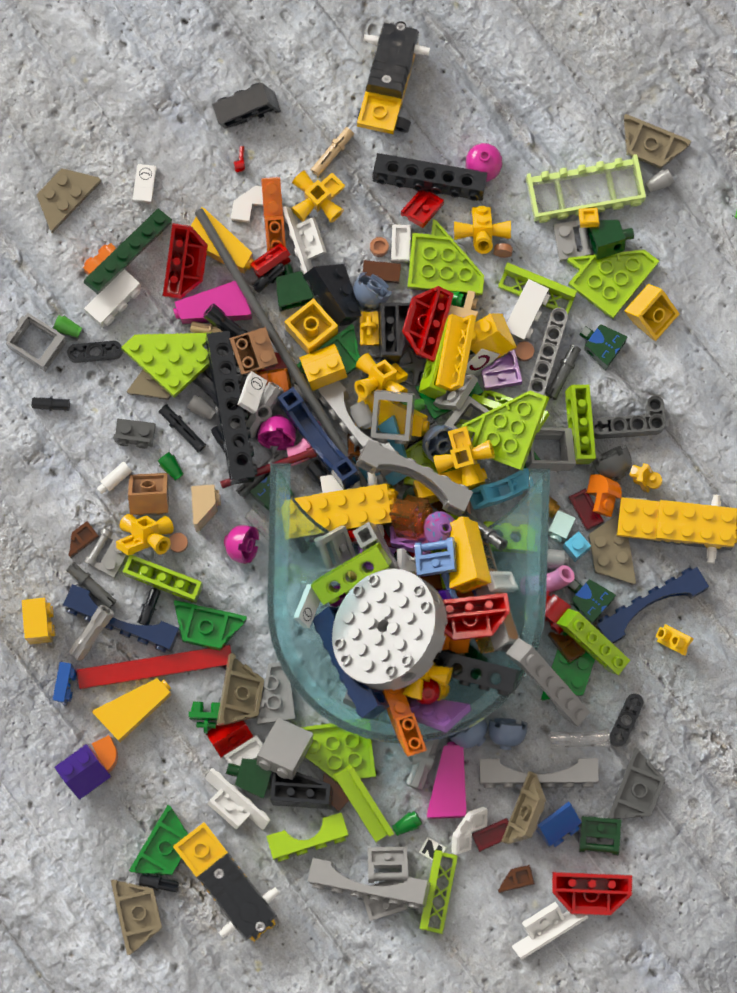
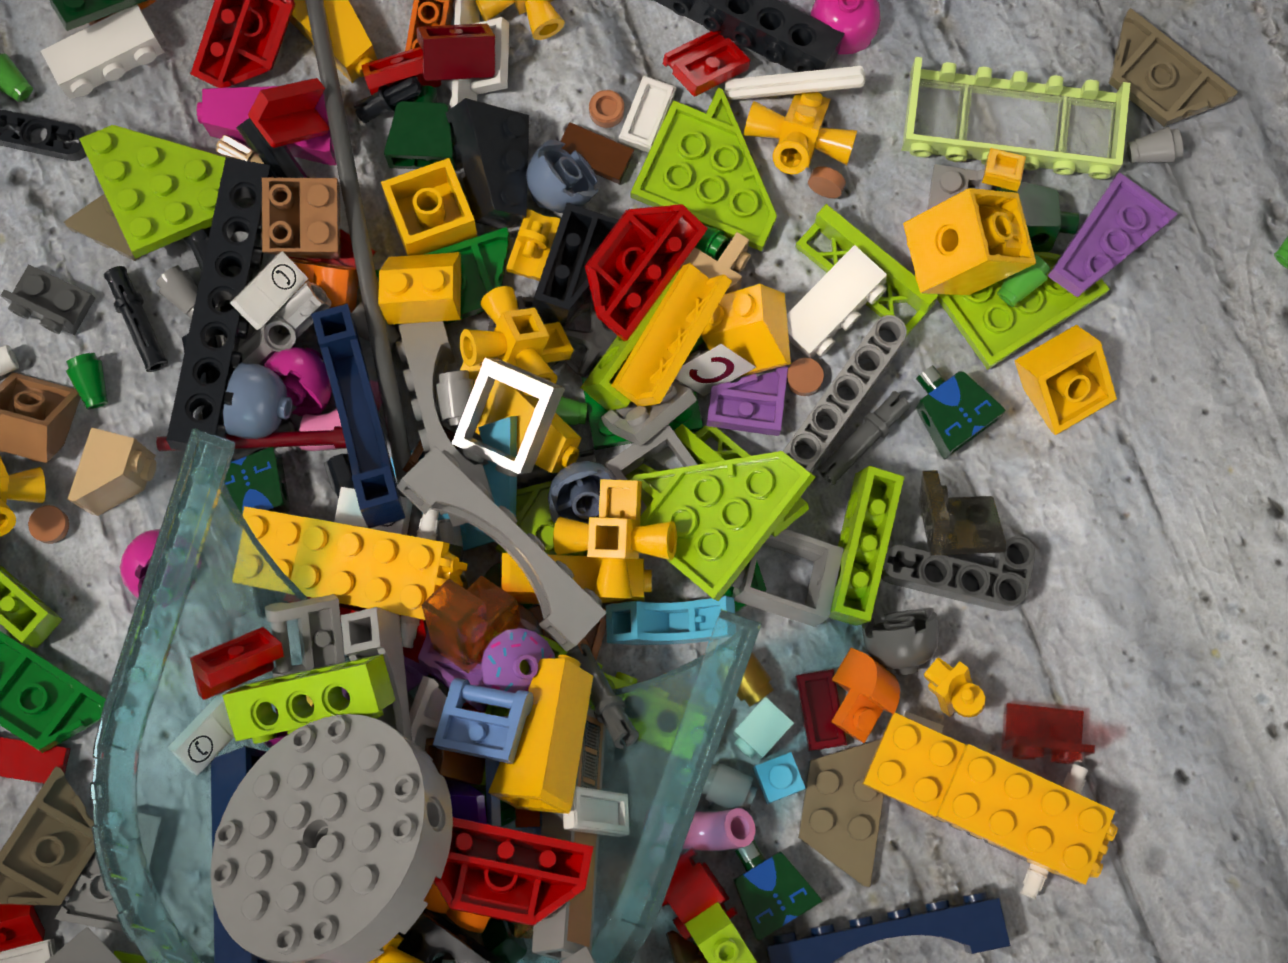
camera: 20 degrees right, 0 degrees up
(227, 302) = (289, 113): none -> red panel
(266, 448) = (257, 402): none -> sand blue cylinder
(298, 242) = (457, 51): none -> dark red panel
(310, 569) = (235, 662): none -> red panel
(470, 205) = (795, 83): none -> white axle
(584, 261) = (969, 242): none -> yellow brick
(615, 269) = (1024, 282): none -> bright green cone
(622, 398) = (958, 523): none -> clear smoke bracket
(650, 233) = (1110, 233): none -> medium lavender wing
(694, 485) = (1044, 731): none -> clear red bracket

